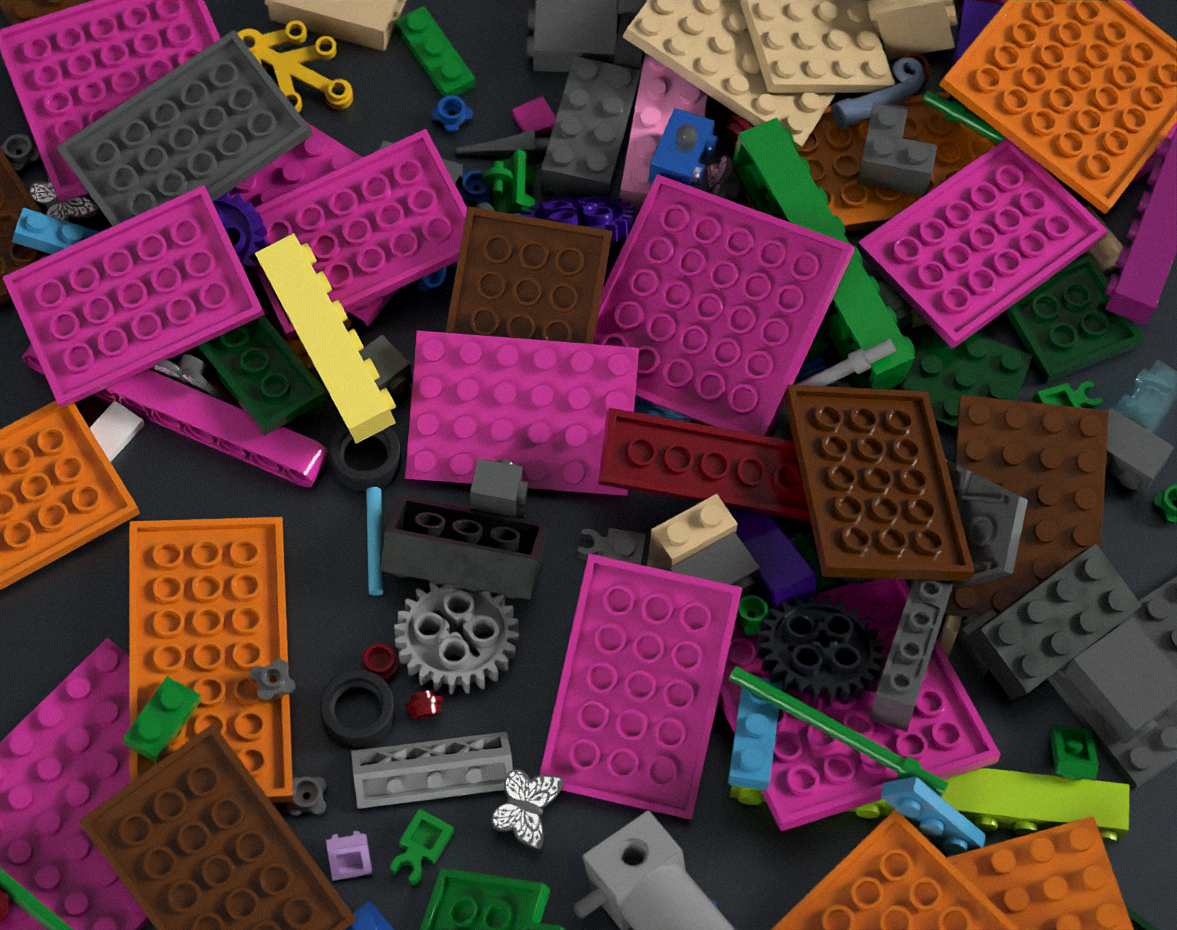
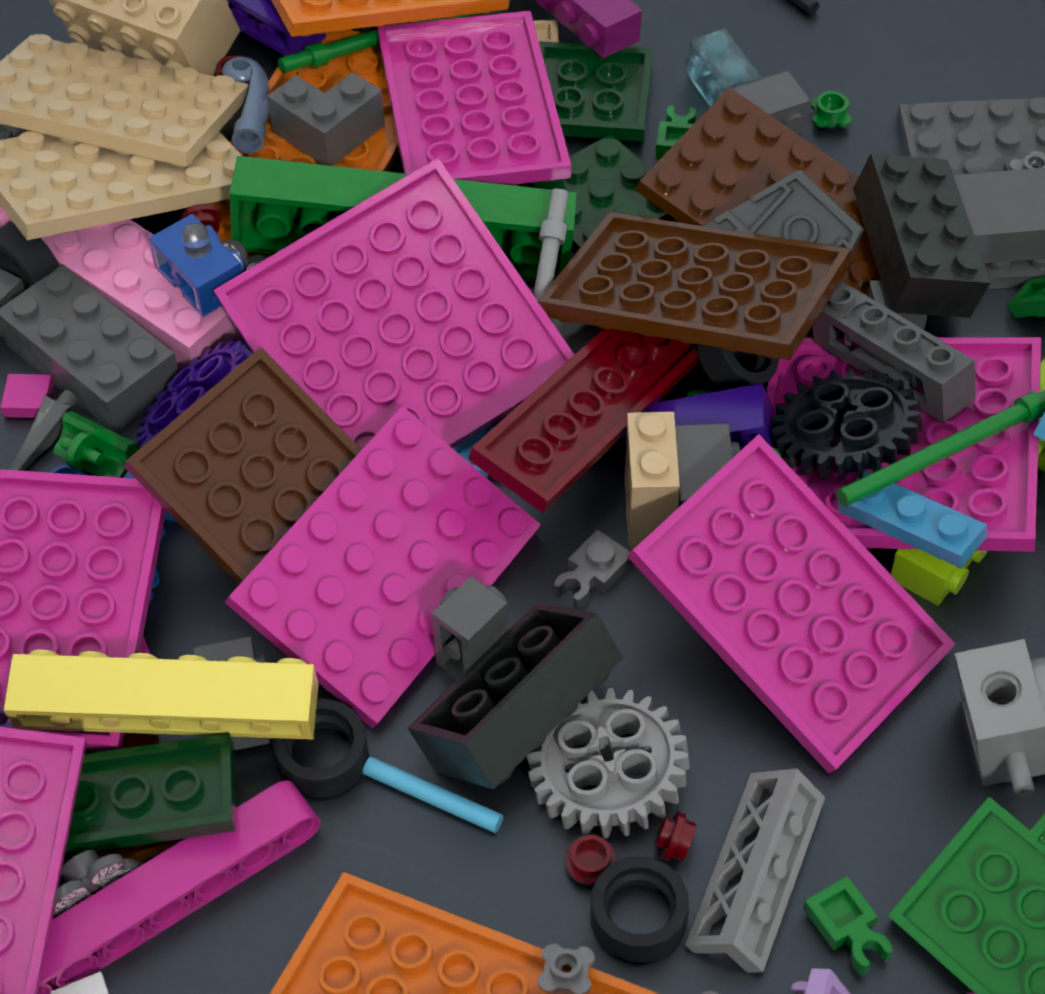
camera: 55 degrees left, 10 degrees down
(525, 805) = (856, 794): animal -> none

